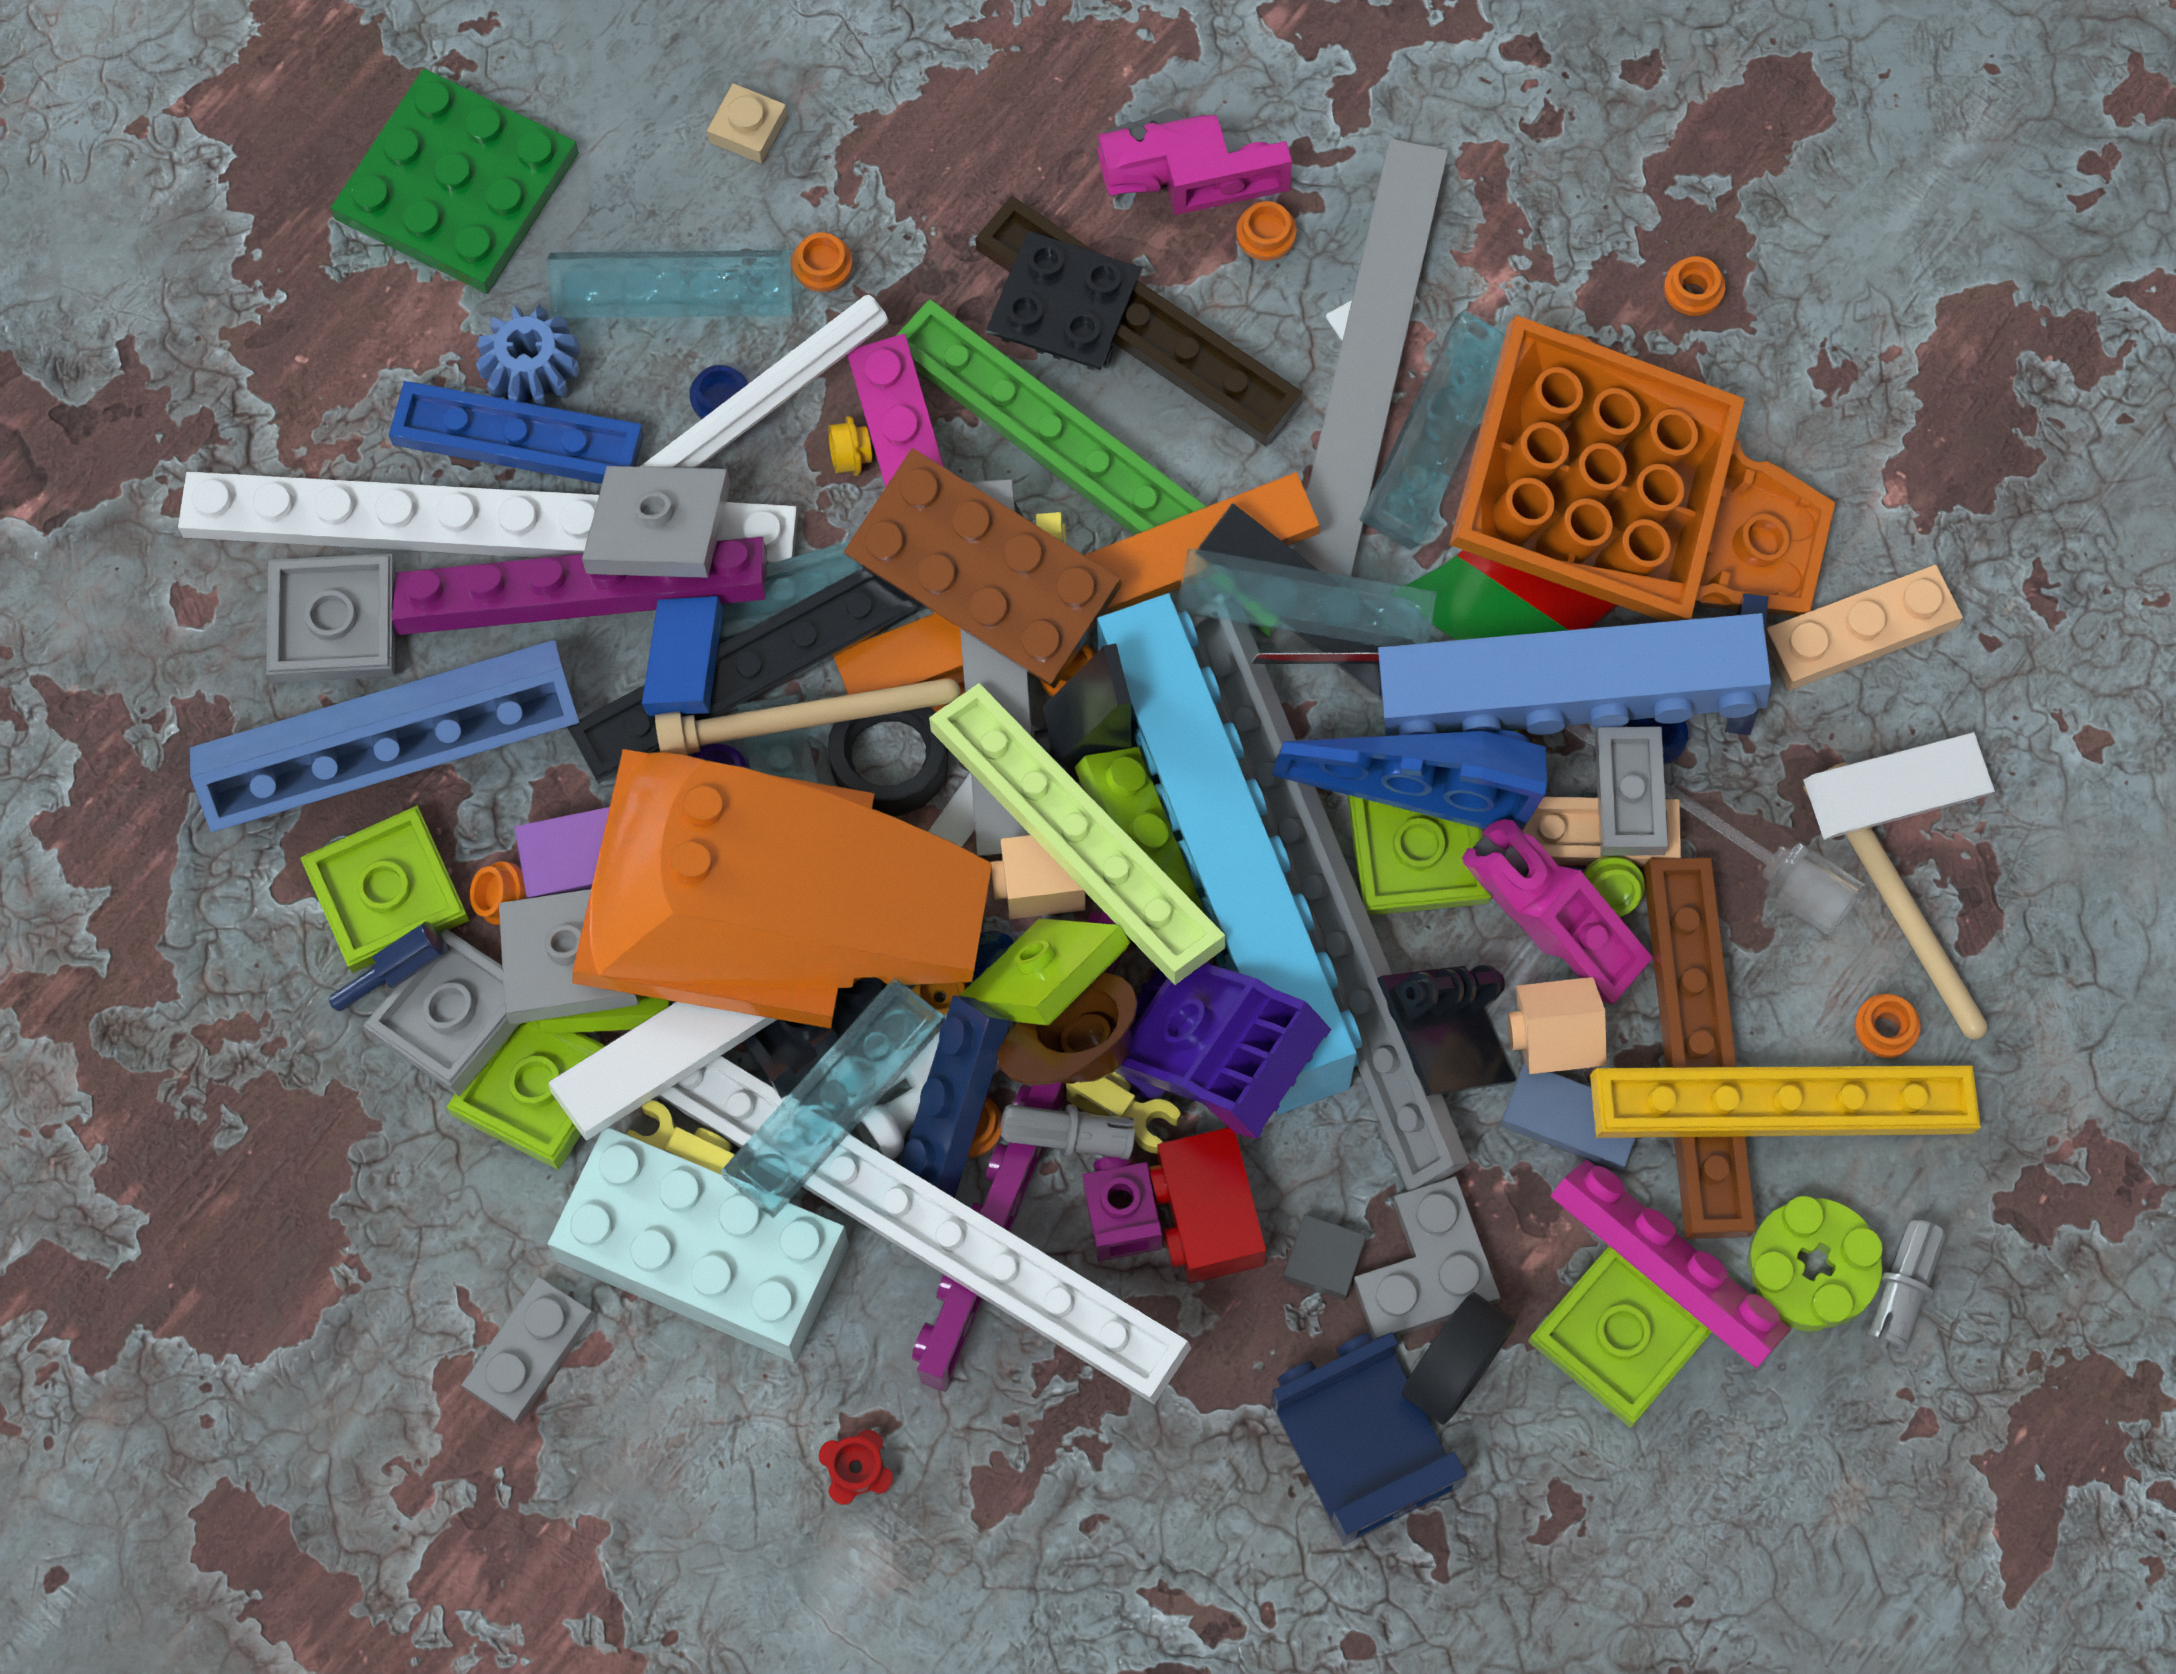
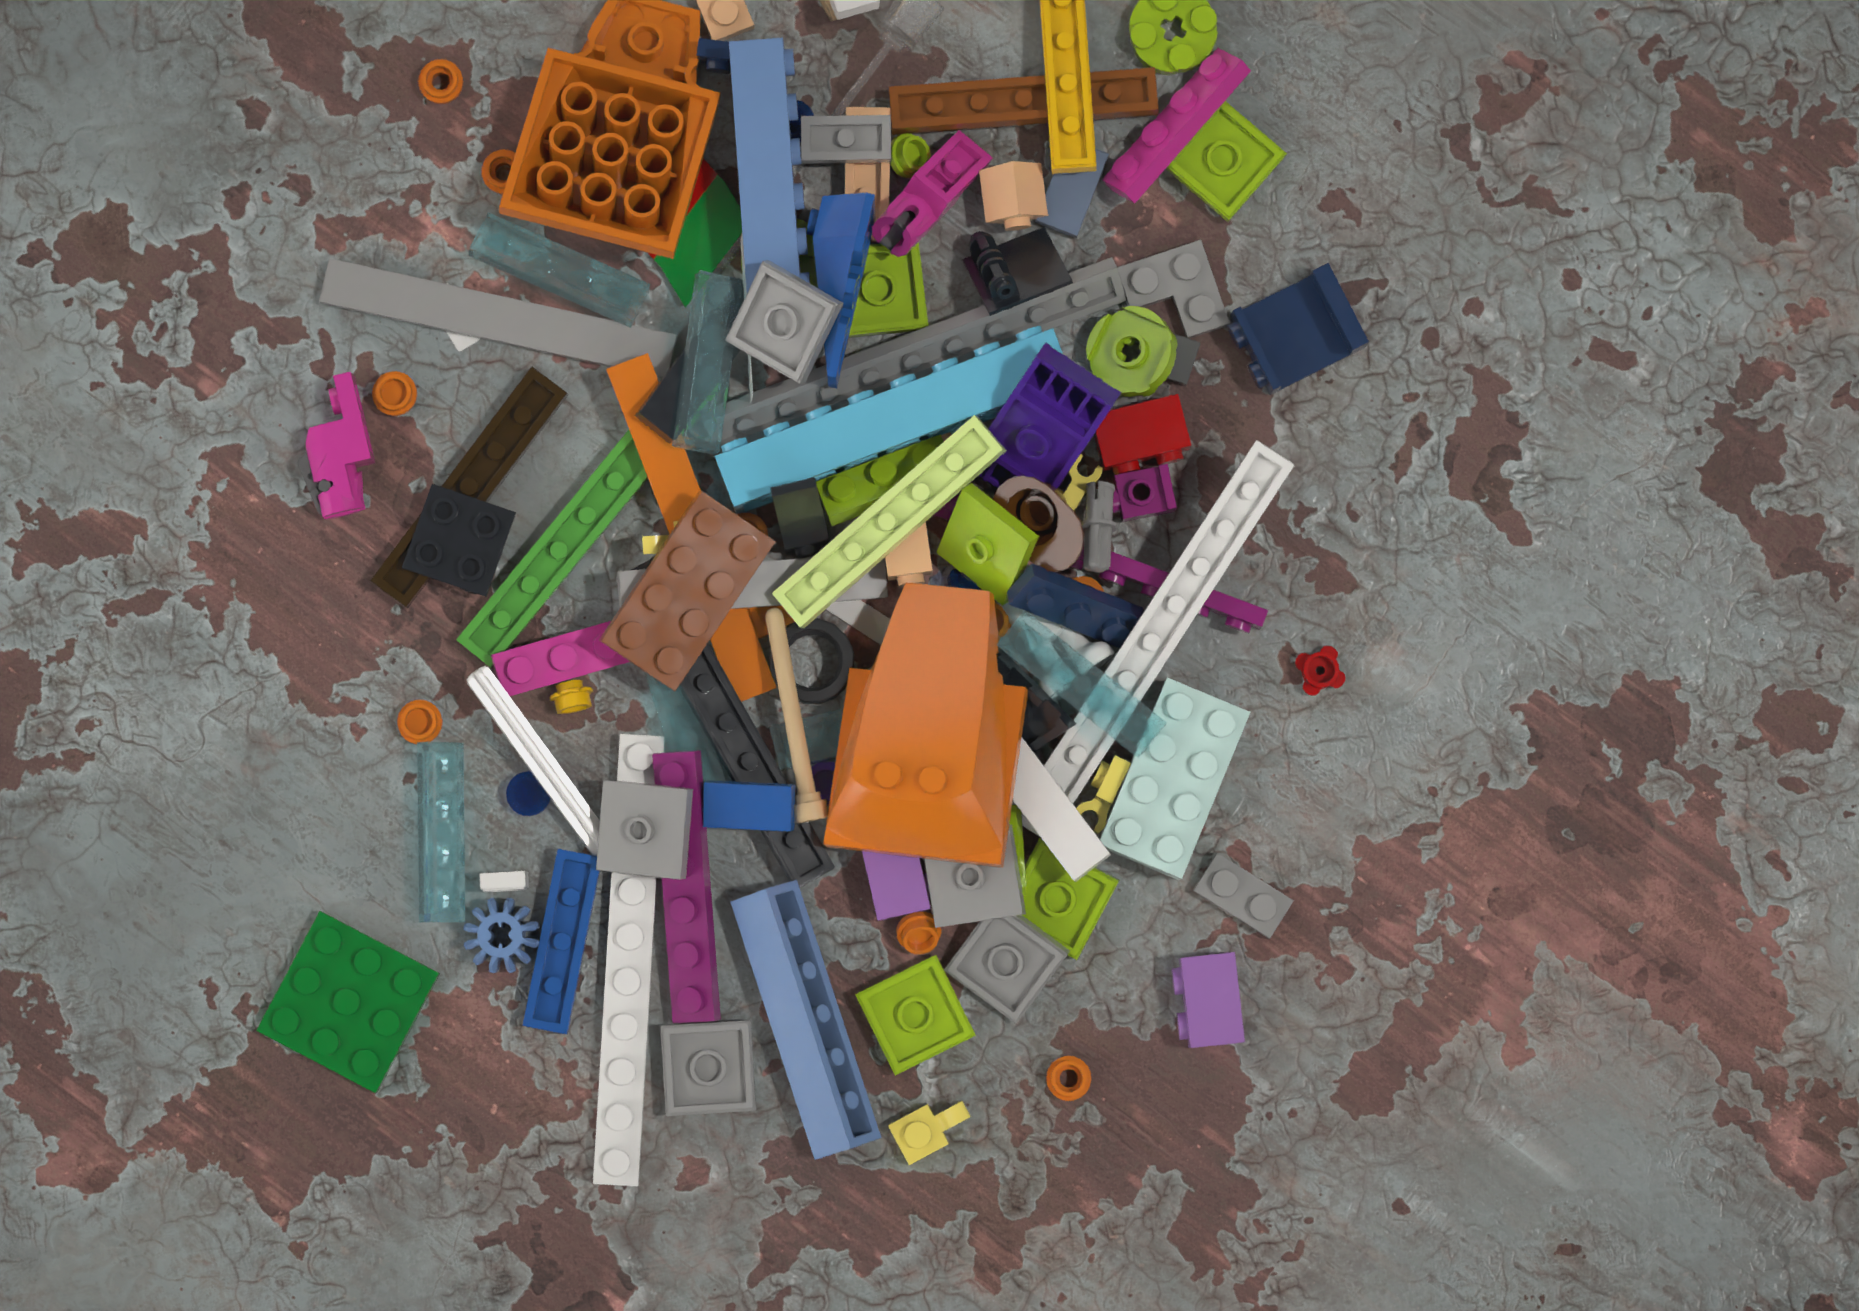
camera: 95 degrees left, 15 degrees up
(221, 903) = (922, 1131): none -> light yellow plate
(267, 1086) = (1083, 1078): none -> orange plate
(374, 1294) = (1210, 1000): none -> medium lavender brick
(394, 964) = (974, 1002): dark blue axle -> none
(600, 360) = (504, 881): none -> white tile
(747, 123) = (300, 783): tan plate -> none
(1325, 1223) = (1124, 328): none -> lime plate
(1361, 685) = (784, 321): none -> light grey plate
(1458, 1358) = (1249, 266): black tyre -> none

